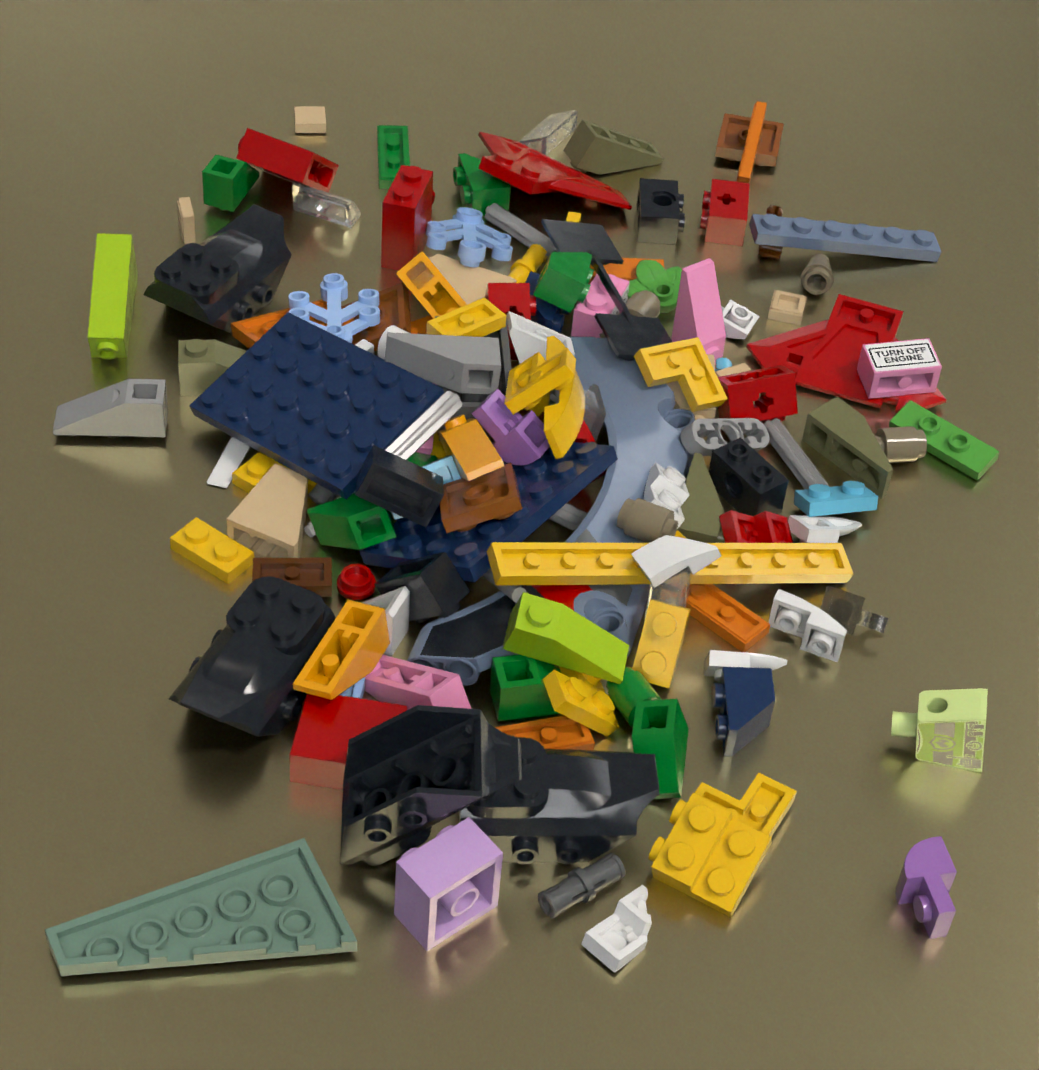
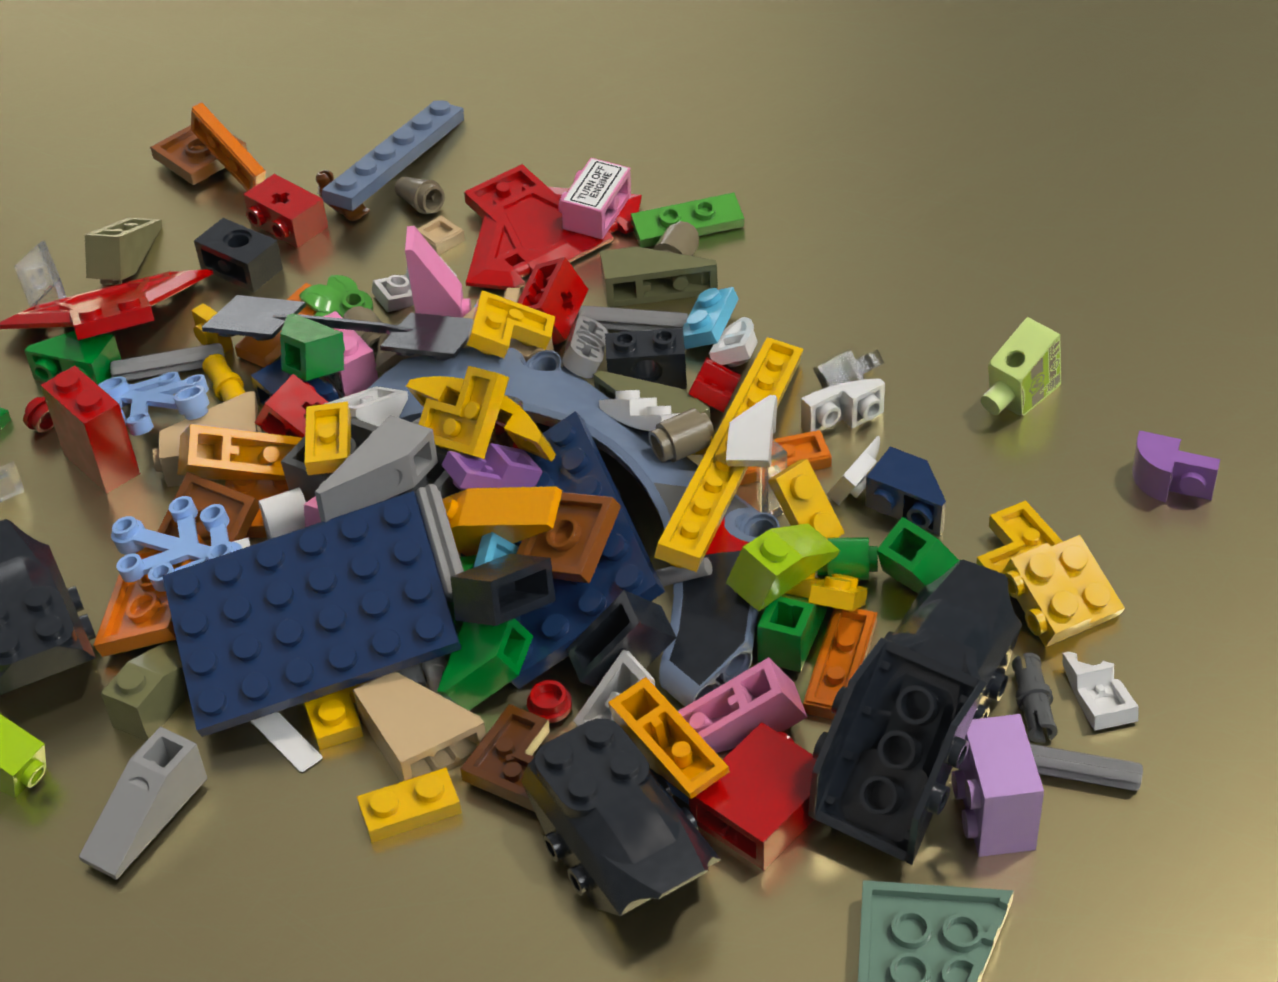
camera: 50 degrees left, 0 degrees up
(527, 941) = (1087, 767): none -> light grey axle

